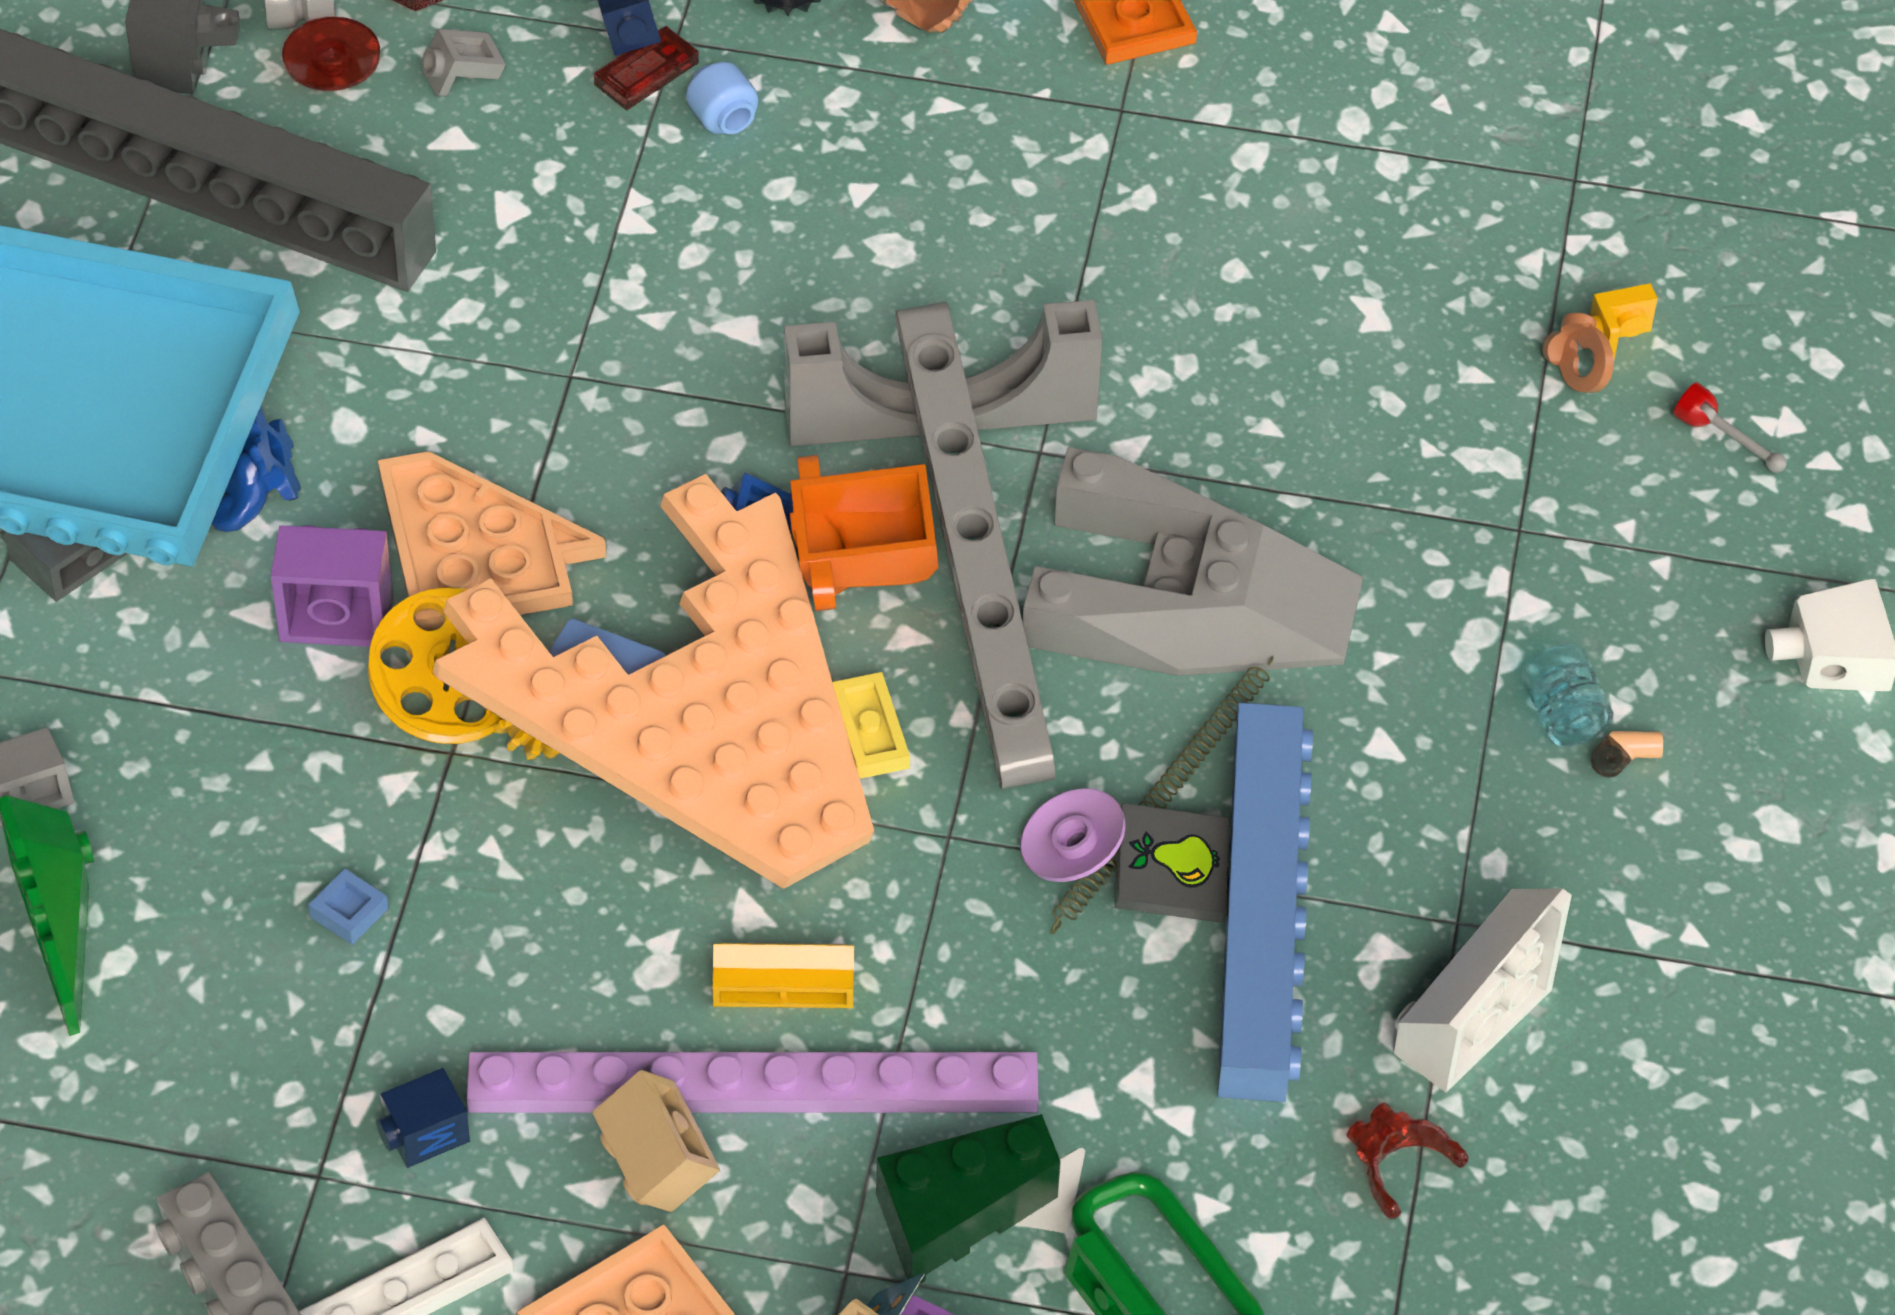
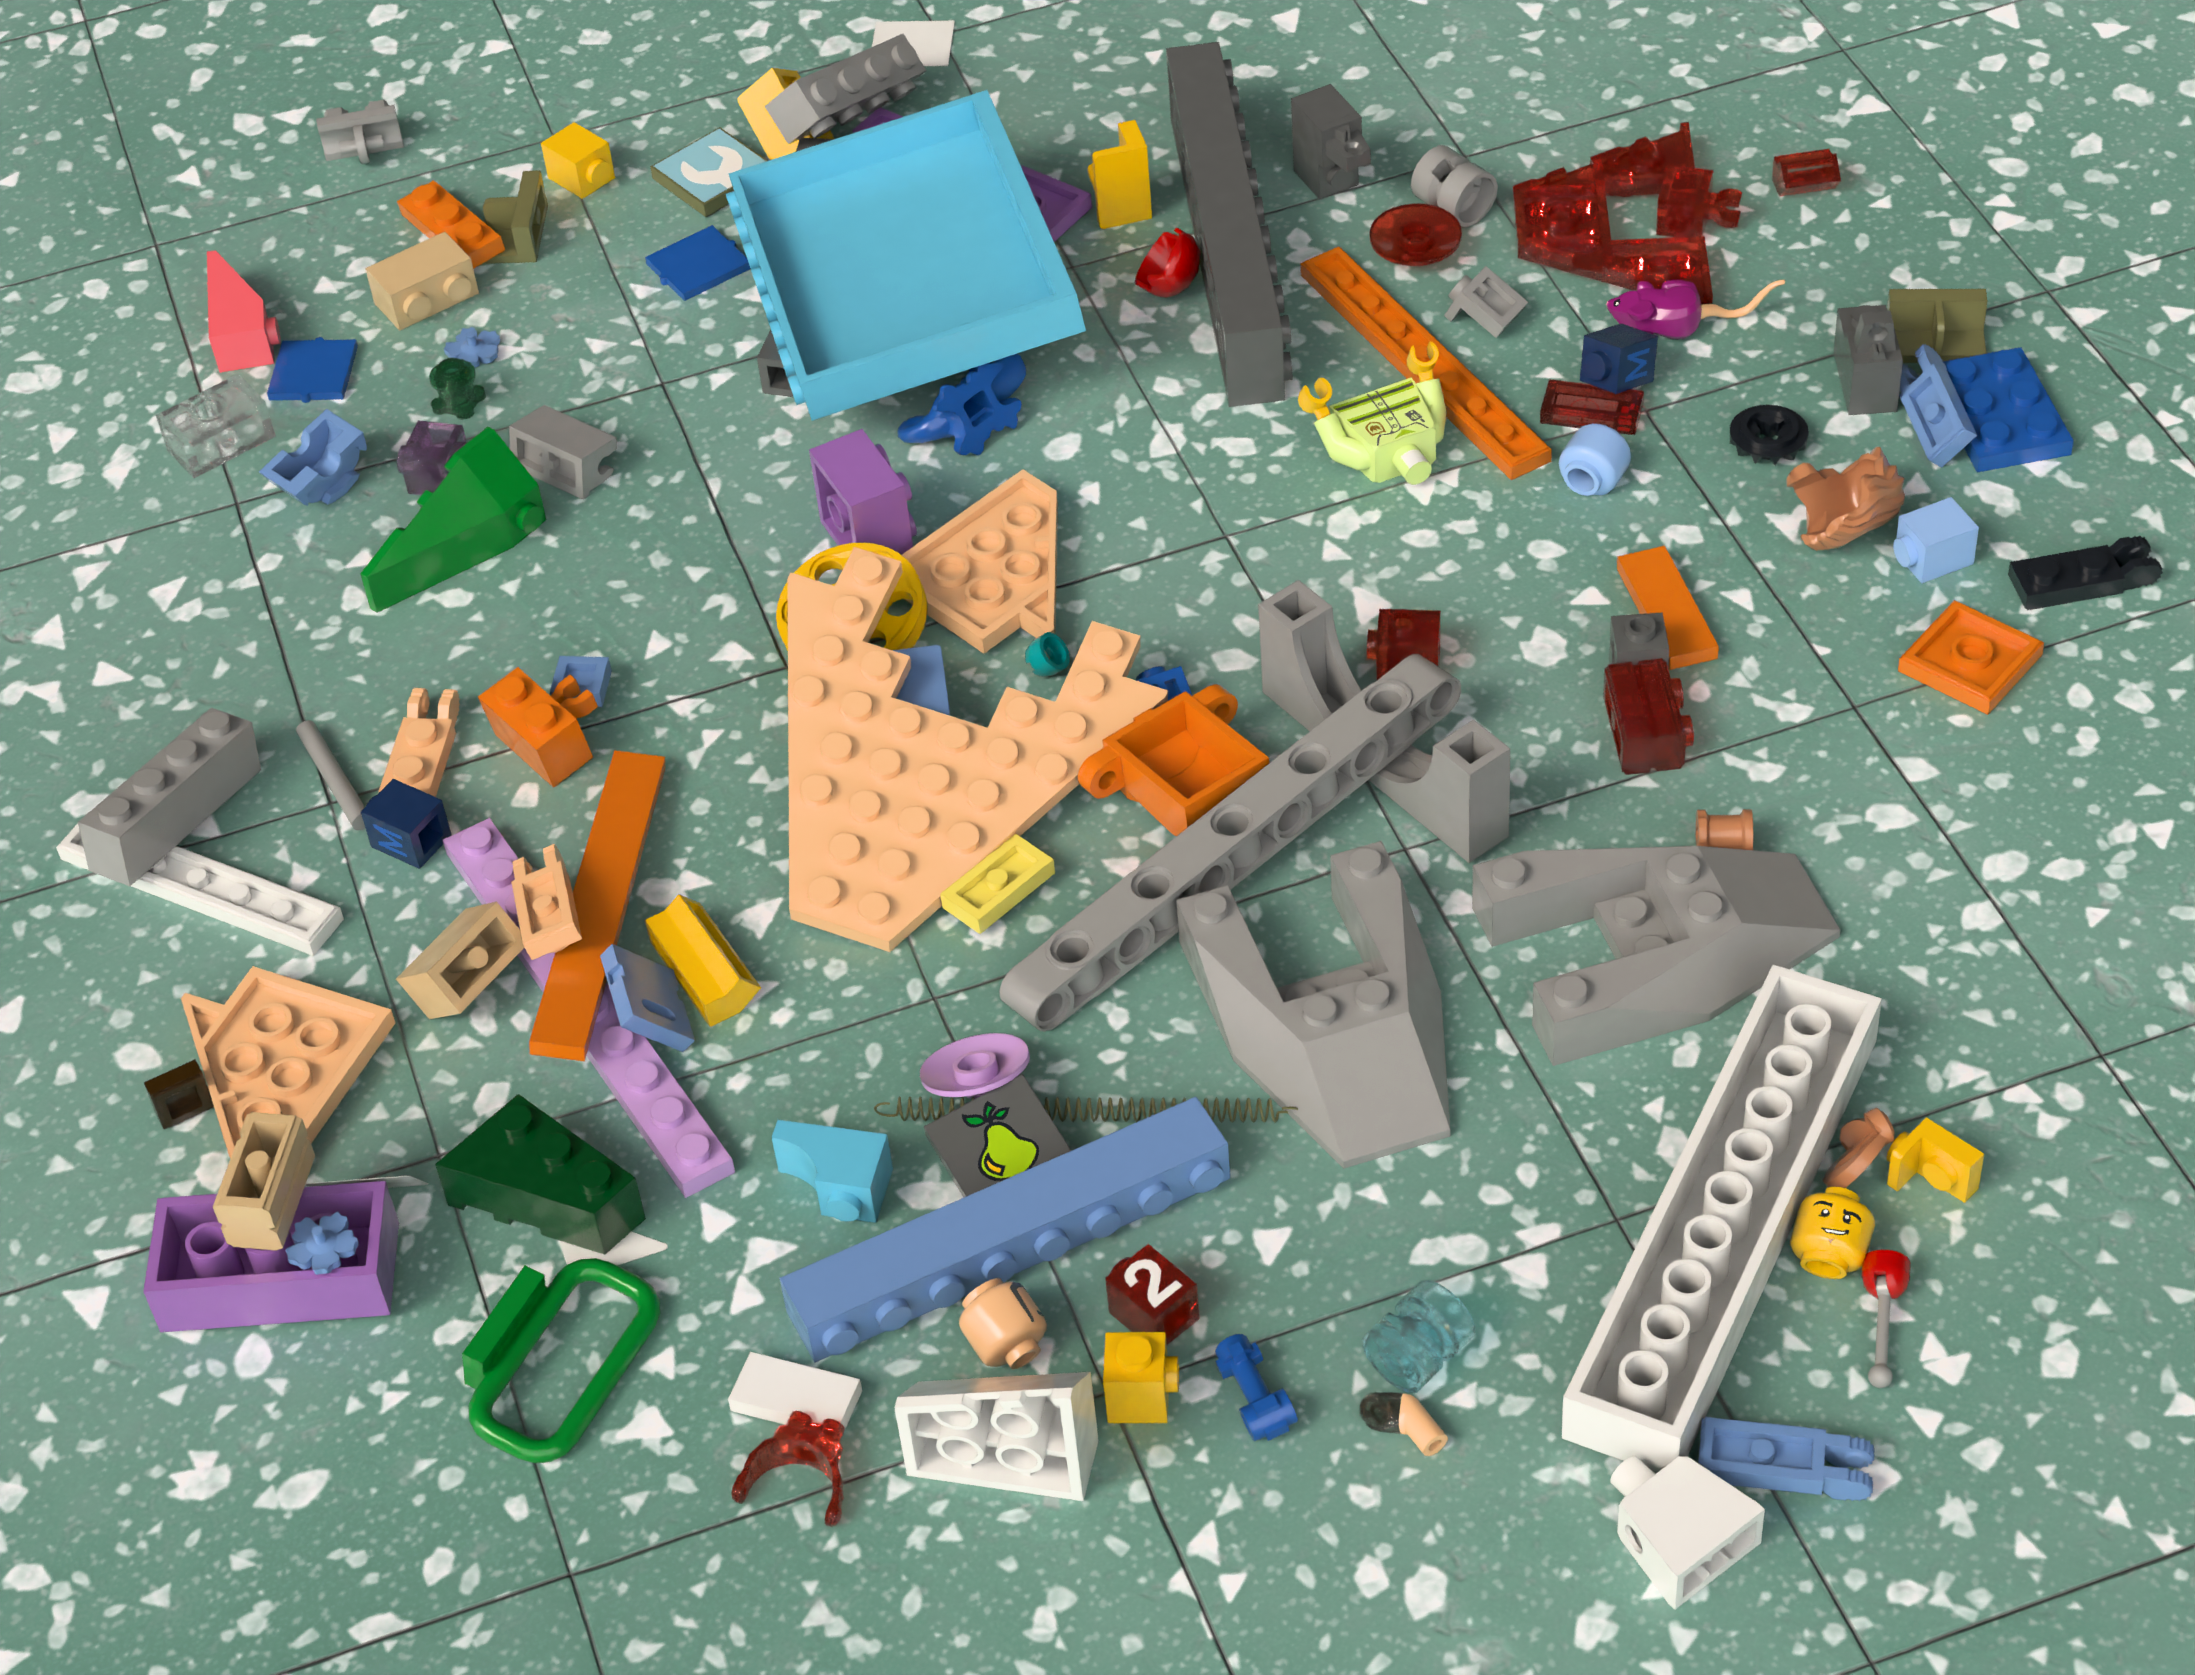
camera: 65 degrees right, 5 degrees down
(63, 187) = (1122, 179): none -> yellow panel
(203, 227) = (1169, 265): none -> red hair
(290, 1155) = (332, 773): none -> light grey bar
(319, 1071) = (423, 743): none -> light nougat hinge
(391, 959) = (540, 725): none -> orange brick
(492, 137) = (1393, 333): none -> orange tile
(563, 195) = (1385, 429): none -> yellowish green torso
(624, 562) = (1056, 650): none -> teal hinge
(660, 1038) = (545, 905): none -> light nougat hinge
(666, 1010) = (601, 901): none -> orange tile
(812, 1025) = (647, 998): none -> medium blue piece
(845, 307) = (1403, 634): none -> clear red brick
(923, 151) = (1659, 588): none -> orange tile
(982, 184) = (1638, 638): none -> dark grey brick
(1042, 227) = (1646, 716): none -> clear red brick
(1113, 979) = (841, 1164): none -> medium azure arch
(1201, 255) = (1724, 830): none -> nougat bush
(1272, 321) = (1684, 928): none -> light grey wedge
(1316, 1126) = (776, 1387): none -> white tile
(1360, 948) = (1002, 1324): none -> light nougat head
(1403, 840) = (1152, 1295): none -> clear red brick
(1478, 883) = (1138, 1377): none -> yellow brick
(1562, 827) = (1267, 1412): none -> blue bar
(1593, 459) = (1721, 1221): none -> white brick
(1643, 410) = (1832, 1233): none -> yellow head
(1814, 554) = (1786, 1458): none -> medium blue hinge

